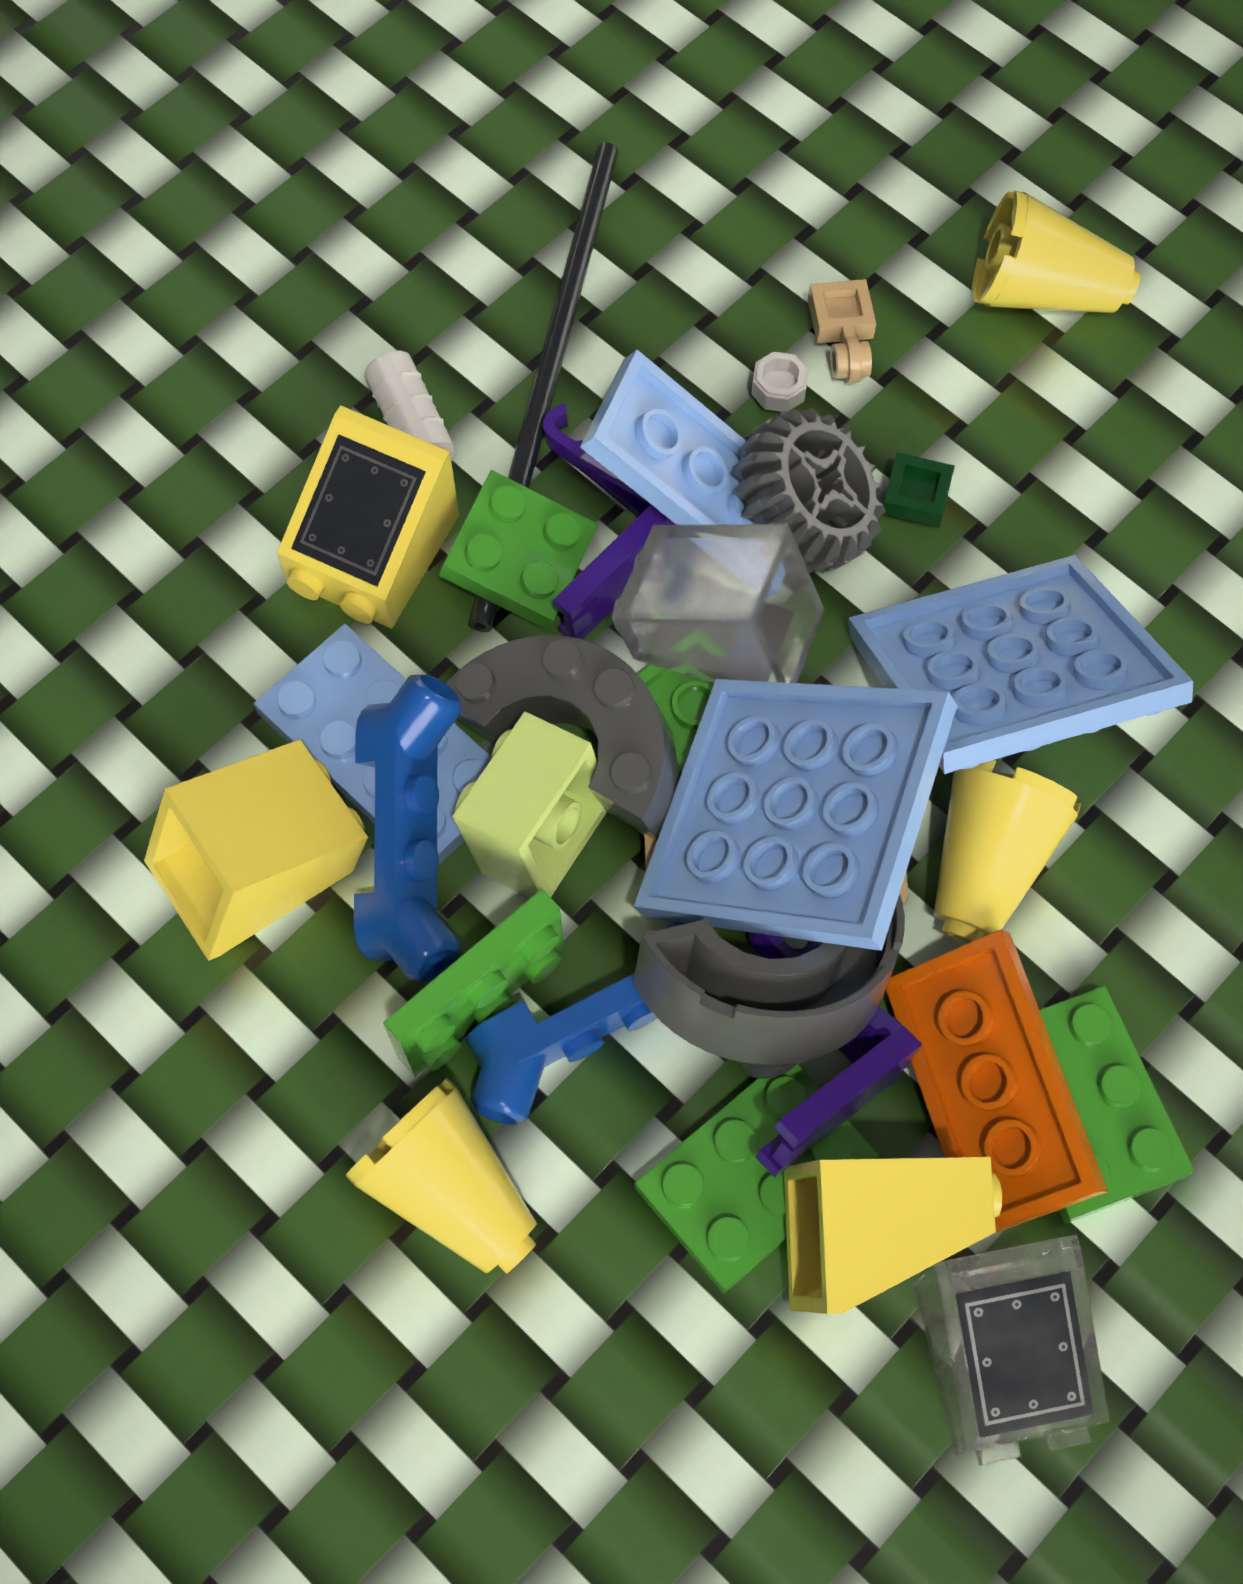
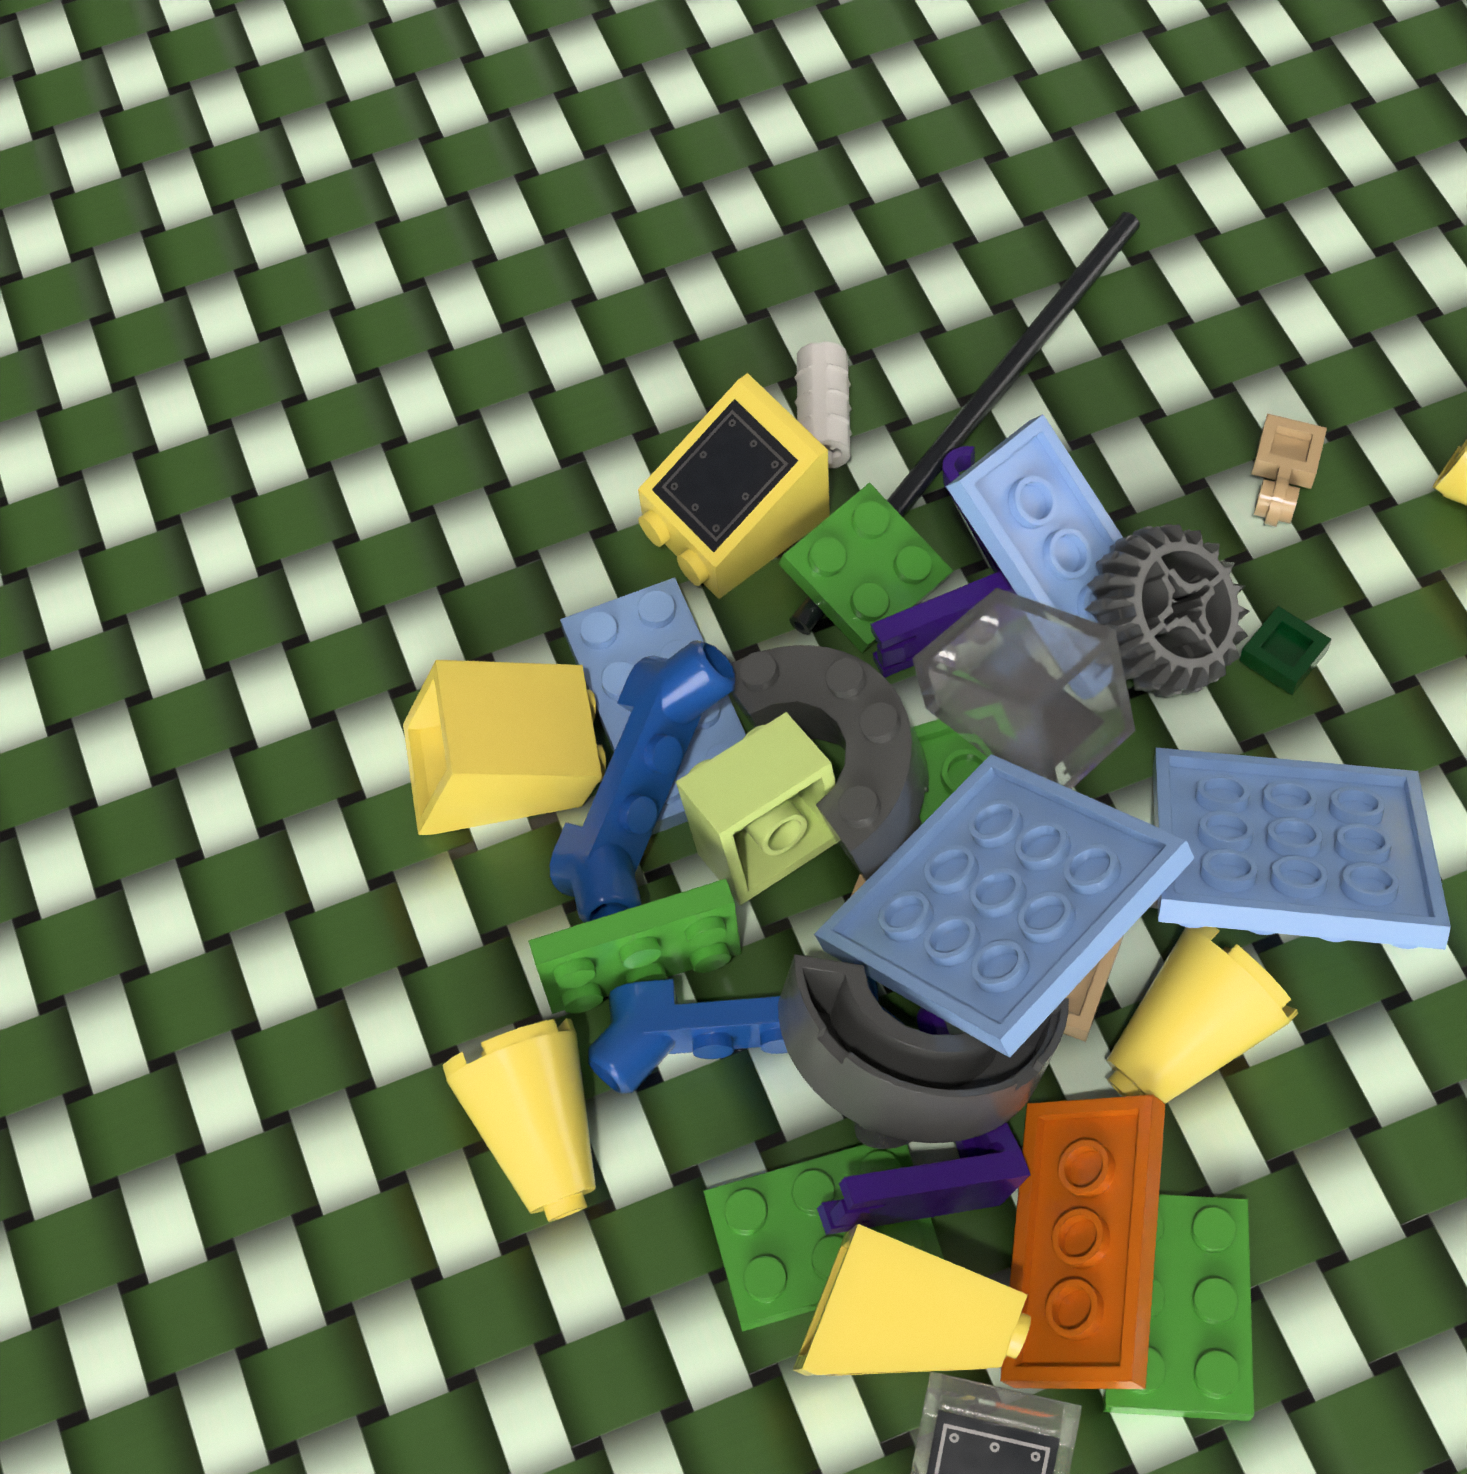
camera: 30 degrees right, 5 degrees down
(779, 381) = (1195, 498): white tile -> none

